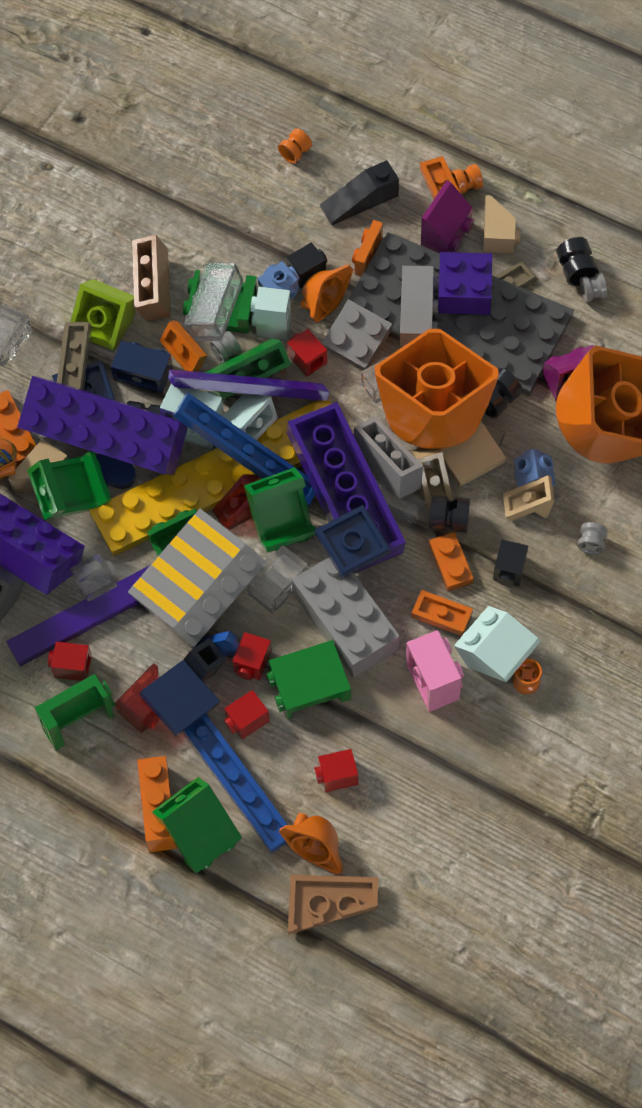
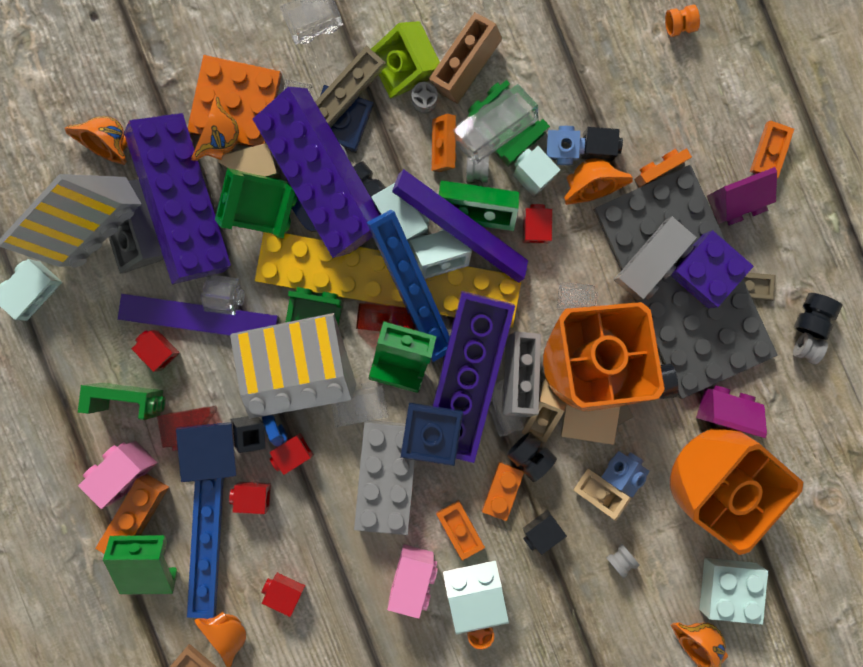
camera: 35 degrees right, 25 degrees up
(117, 770) = (116, 474): none -> bright pink brick
(141, 366) = (399, 134): dark blue brick -> none
(142, 322) = (424, 91): none -> light grey wheel
(308, 678) = (317, 507): green panel -> none
(357, 334) = (589, 241): light grey plate -> none
(362, 193) = (699, 111): black slope -> none
(468, 178) = (797, 167): orange wheel -> none
(499, 228) = (782, 232): tan slope -> none

